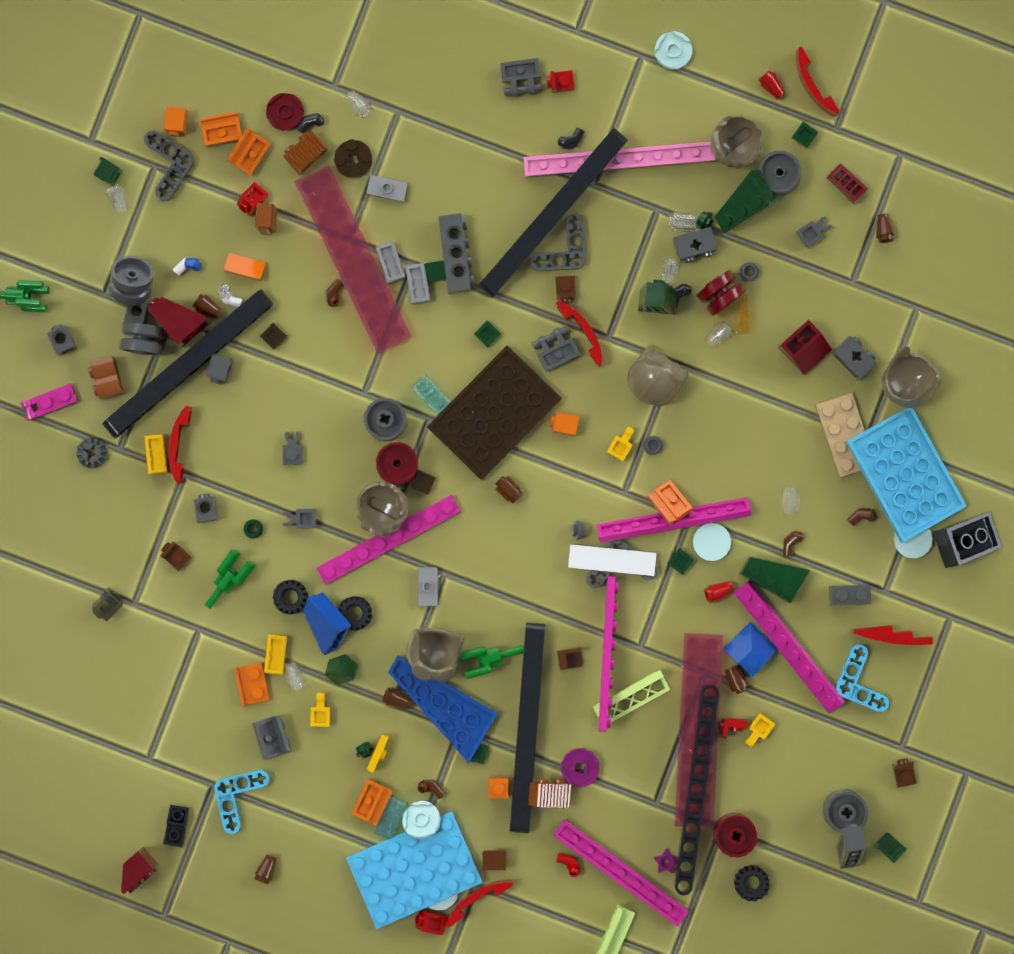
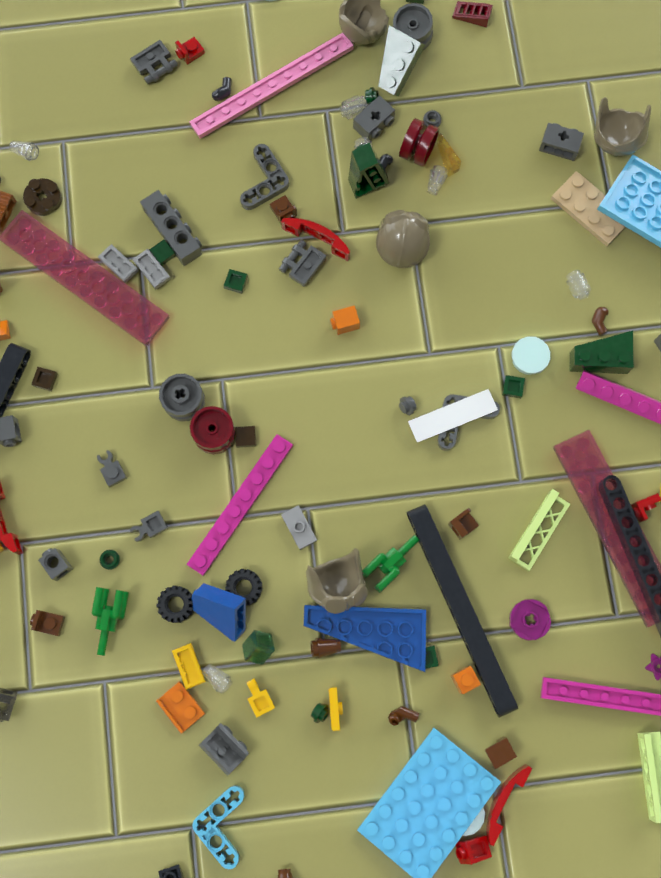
camera: 25 degrees left, 10 degrees down
(332, 293) = (79, 315): reddish brown arm -> none
(372, 802) = (353, 760): orange plate -> none
(382, 508) = (219, 475): dark tan piece -> none
(387, 188) = (84, 206): light grey plate -> none
(391, 817) = (379, 765): clear light blue slope -> none
(421, 820) = (410, 752): light aqua tile -> none
(431, 394) = (213, 357): clear light blue slope -> none
(494, 412) = (277, 343): dark brown plate -> none
(508, 489) = (326, 402): reddish brown brick -> none
(550, 794) = (518, 659): brick -> none
(553, 212) = (238, 152): black beam -> none
(570, 862) = (572, 716): red arm -> none
(607, 661) = (501, 506): dark pink plate -> none
(620, 445) = (404, 314): yellow plate -> none
(652, 445) = (432, 300): dark grey plate -> none
(656, 523) = (486, 353): dark pink plate -> none
(670, 502) = (475, 338): orange plate -> none
(718, 591) = (561, 395): red cone -> none
(736, 679) = (624, 462): reddish brown brick -> none
(750, 649) = (620, 431): blue slope -> none
(805, 347) = (515, 152): dark red slope -> none
(811, 233) = (466, 62): dark grey plate -> none
(862, 513) = (650, 262): reddish brown arm -> none
(884, 229) = (524, 31): reddish brown cone -> none

